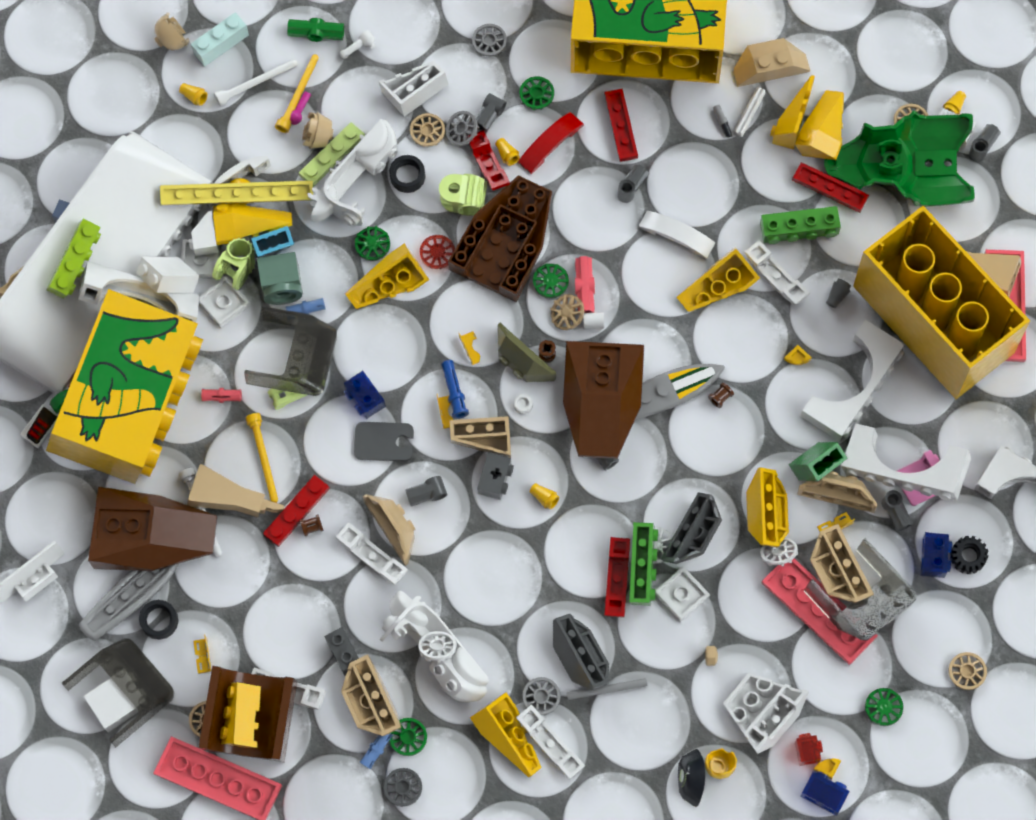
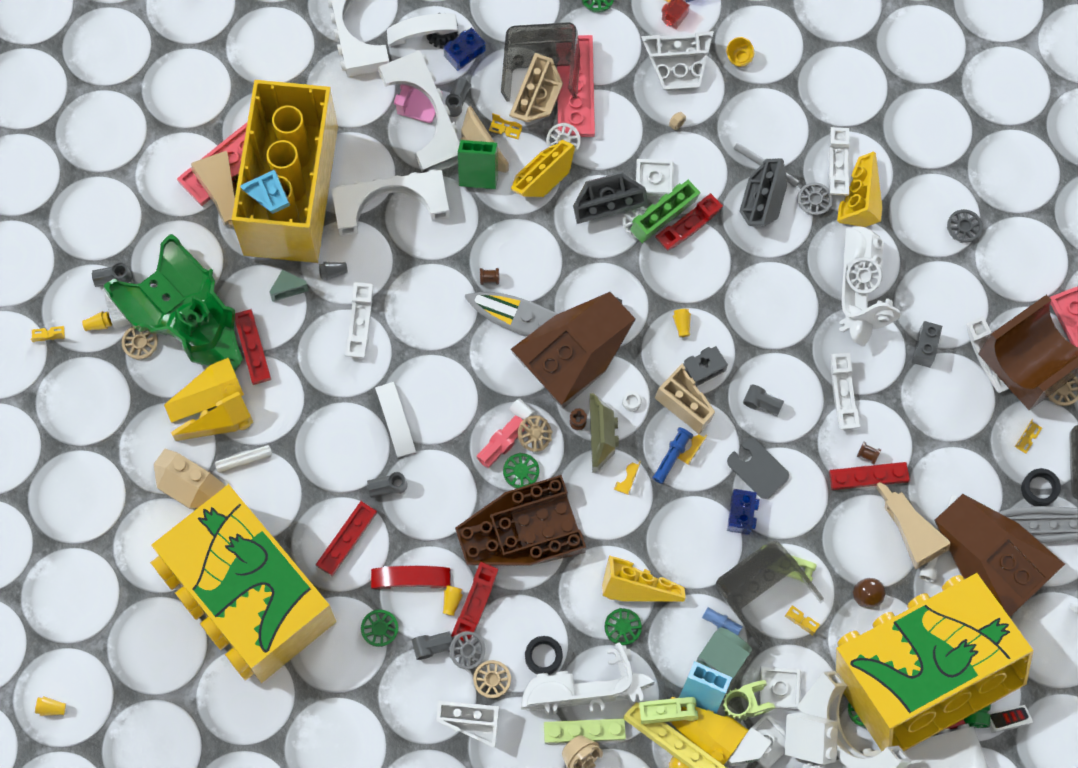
camera: 140 degrees left, 0 degrees up
(219, 424) = (869, 592): none -> reddish brown hair
(221, 395) = (847, 613): coral pin -> none
(240, 715) = (1048, 350): yellow wedge -> none
(247, 364) = (798, 618): none -> yellow piece
(254, 421) = (842, 569): yellow piece -> none
(284, 205) = (668, 710): none -> yellowish green plate
(369, 698) = (939, 291): tan wedge -> none
(376, 748) = (961, 263): medium blue pin -> none
(393, 524) = (809, 399): tan wedge -> none
(408, 737) = (931, 254): green wheel -> none
(436, 251) = (581, 573): clear red wheel -> none
(463, 193) = (514, 588): yellowish green piece -> none
(489, 40) = (369, 708): light grey wheel -> none
(693, 784) = (760, 64): black piece -> none
(722, 120) = (270, 470): light grey piece -> none
(725, 278) = (398, 353): yellow wedge -> none
(797, 356) = (407, 256): yellow tile -> none
(800, 225) = (303, 339): bright green brick -> none
(854, 250) = (287, 286): none -> sand green slope
(918, 244) = (267, 191): none -> medium azure wing
(979, 69) = (48, 335): none -> yellow piece
(982, 537) = (421, 25): none -> white slope

